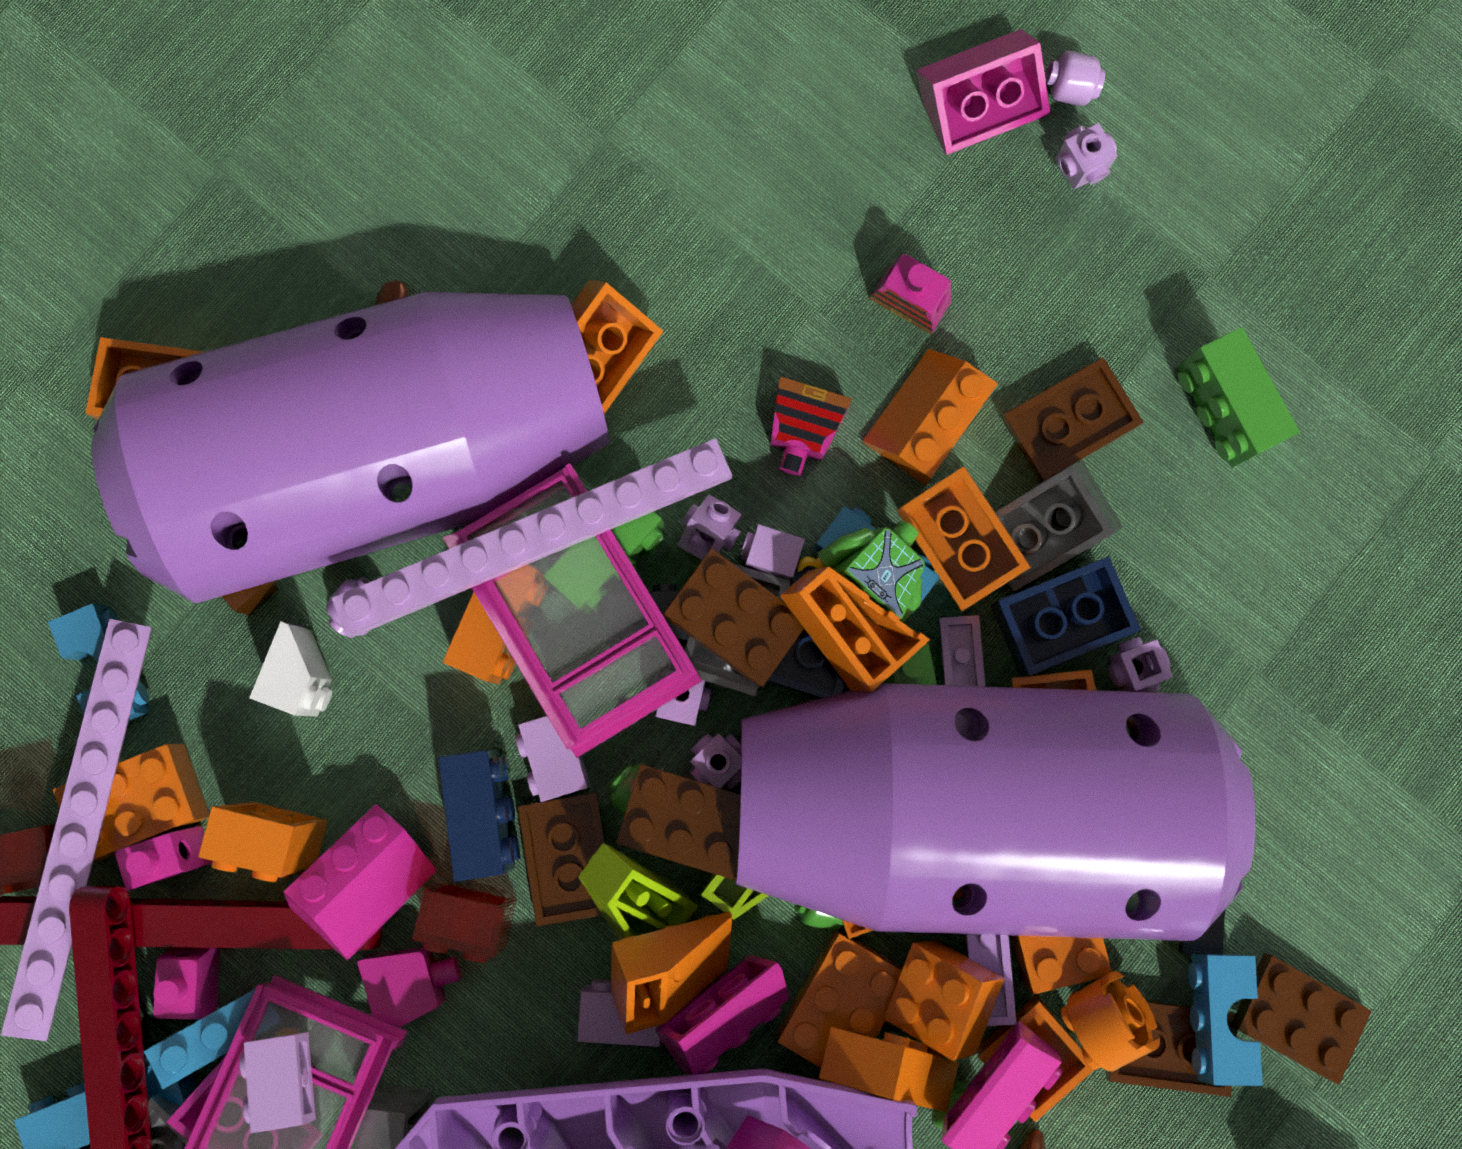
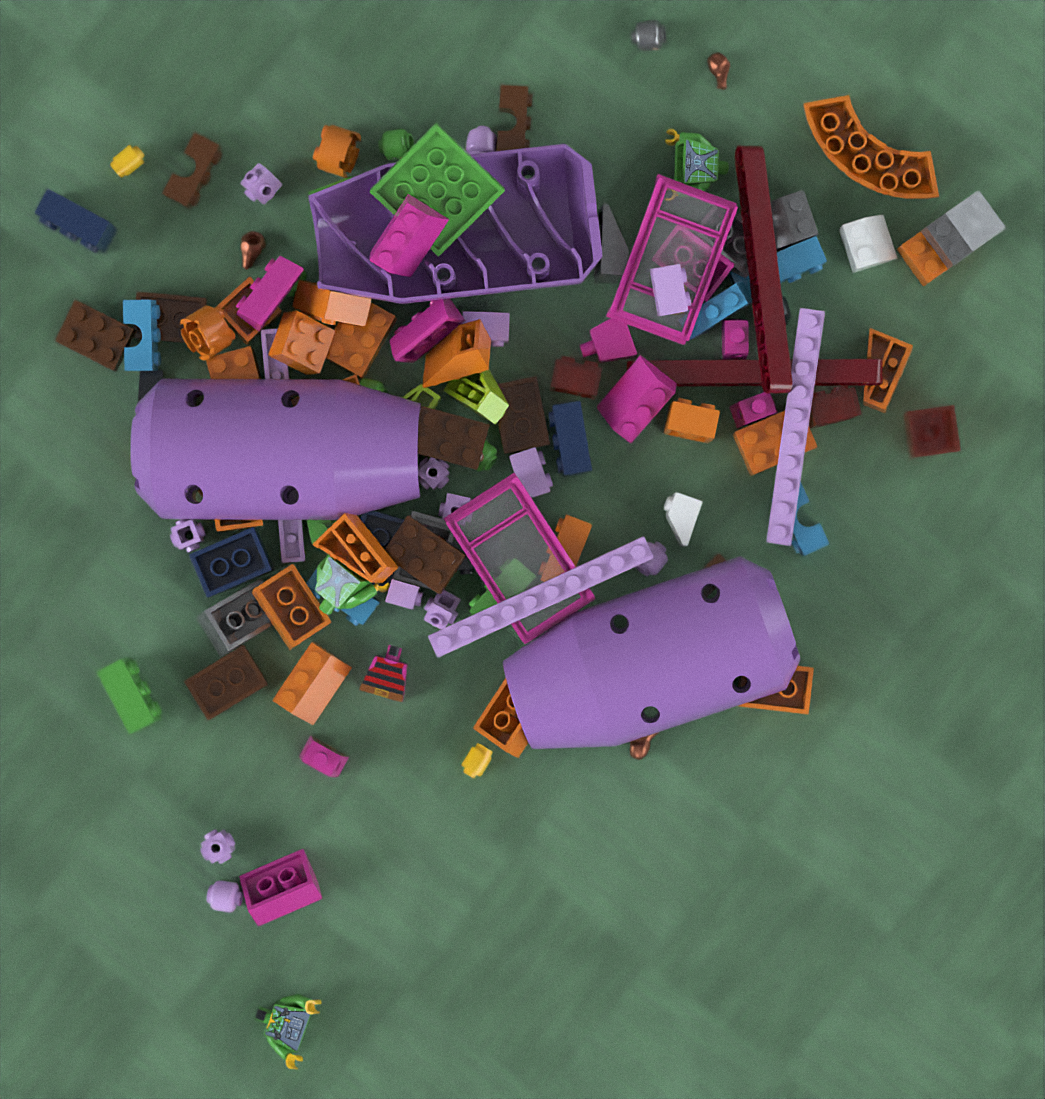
camera: 175 degrees right, 5 degrees up
(659, 283) = (476, 760): none -> yellow brick

